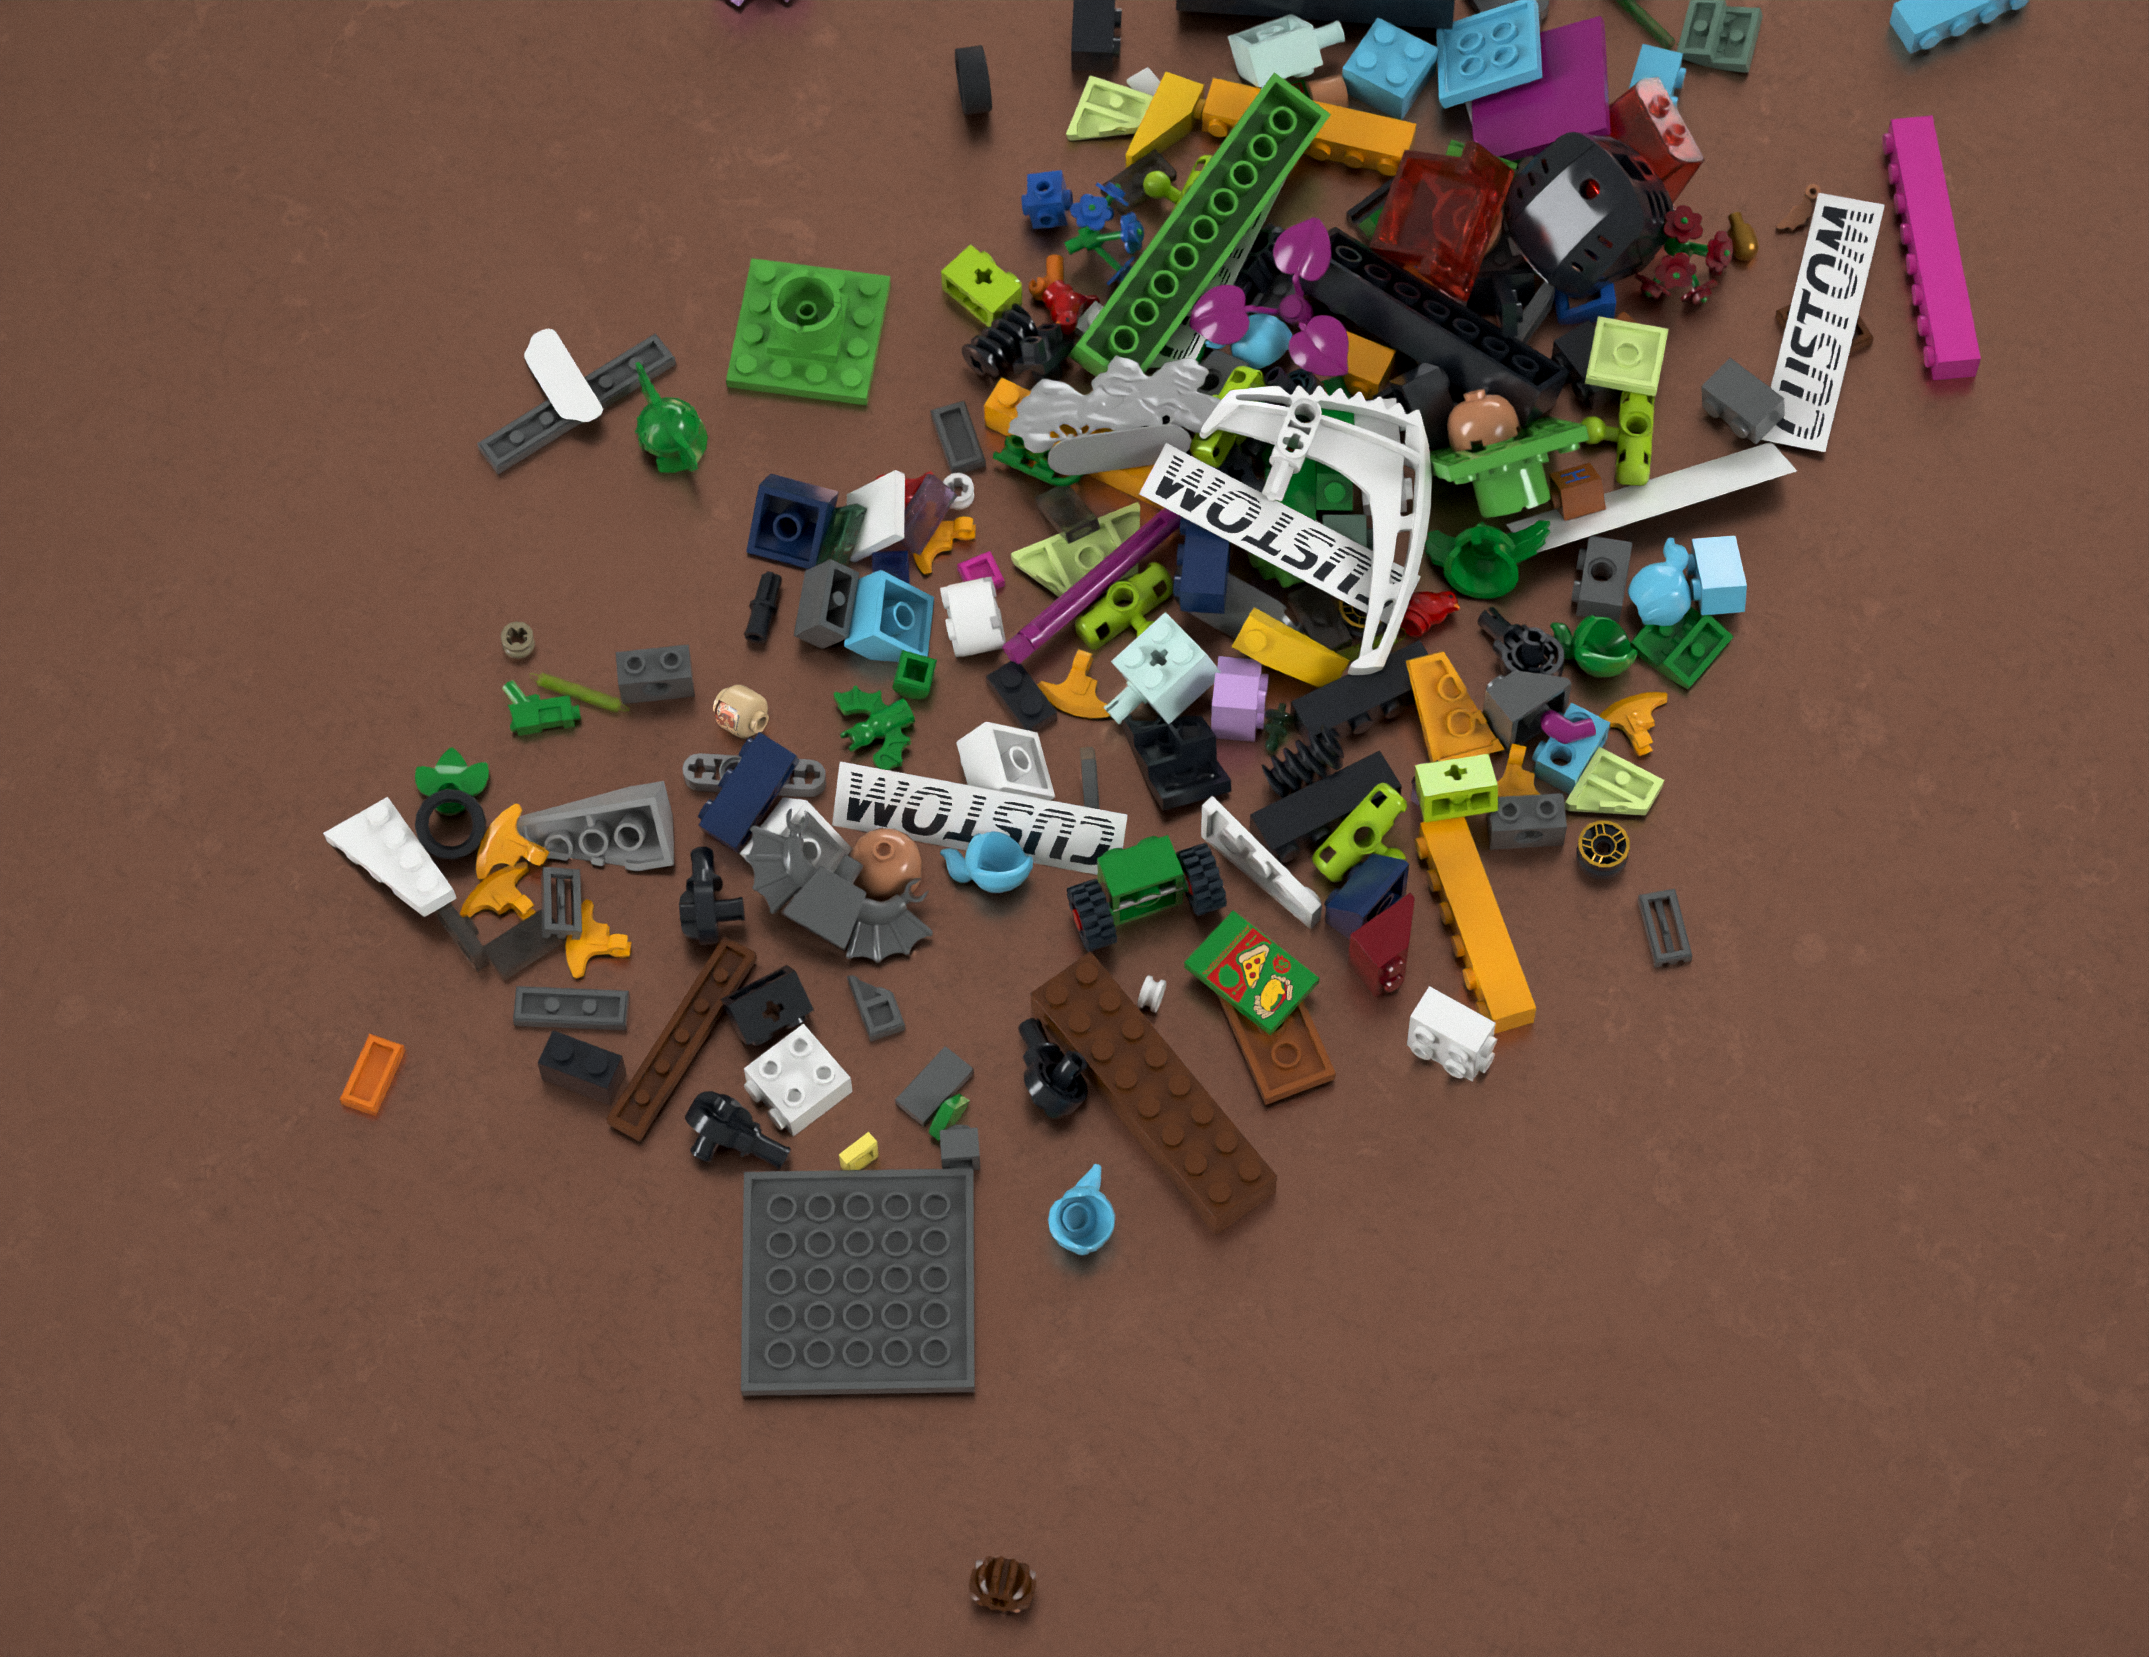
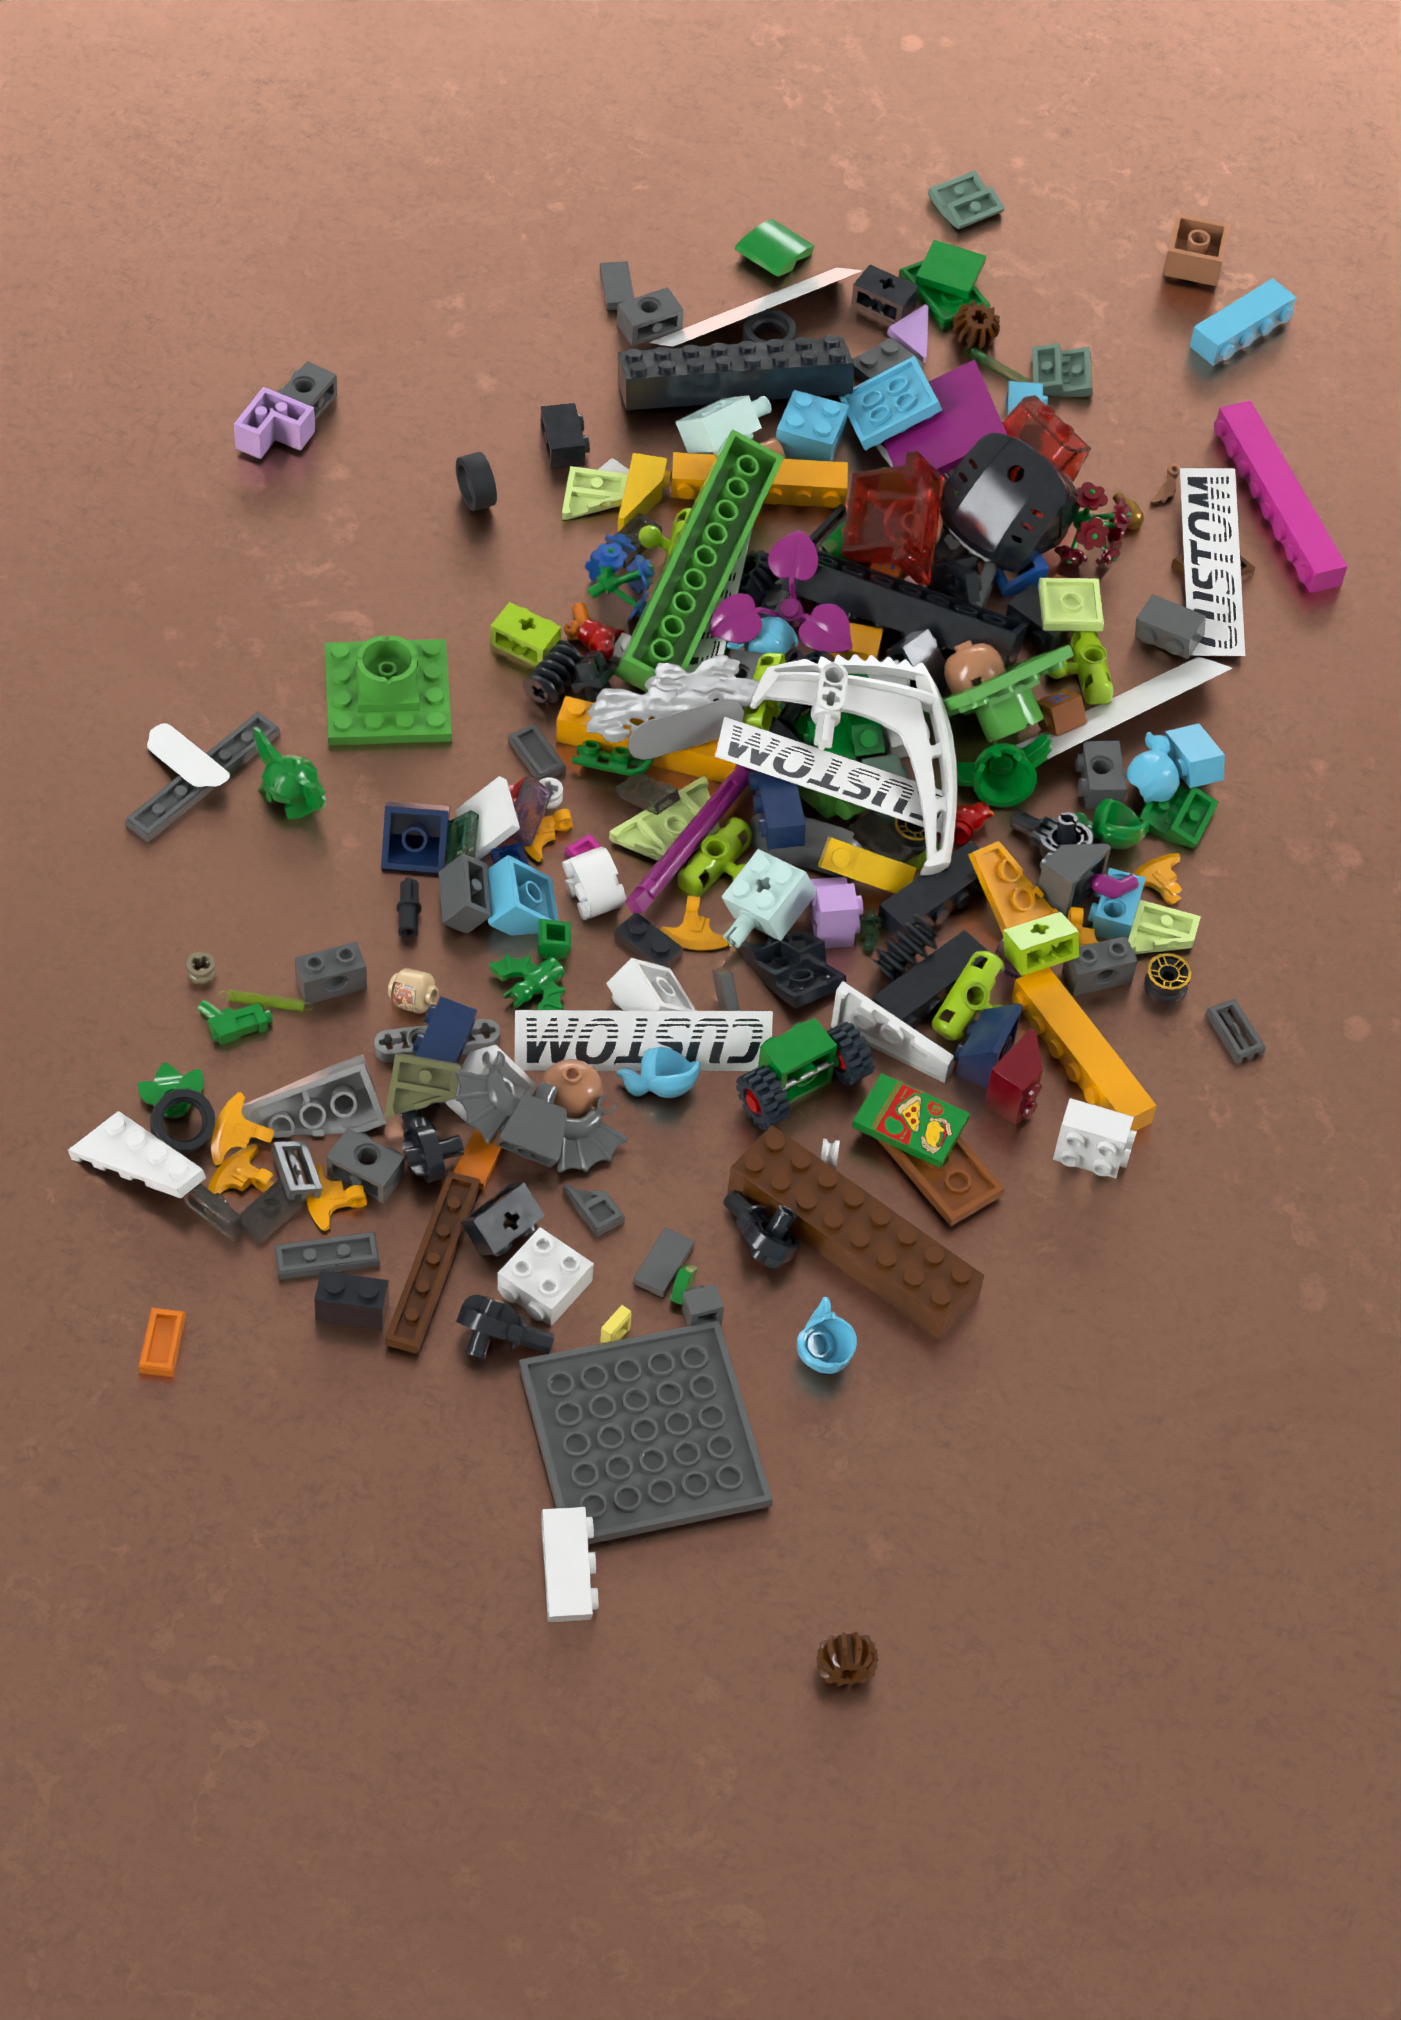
camera: 20 degrees left, 10 degrees down
(645, 930) = (379, 1178): none -> dark grey brick
(713, 830) = (420, 1083): none -> olive wing
(733, 1417) = (568, 1564): none -> white brick
(761, 928) = (478, 1158): none -> orange tile
(1050, 206) = (562, 561): blue brick -> none

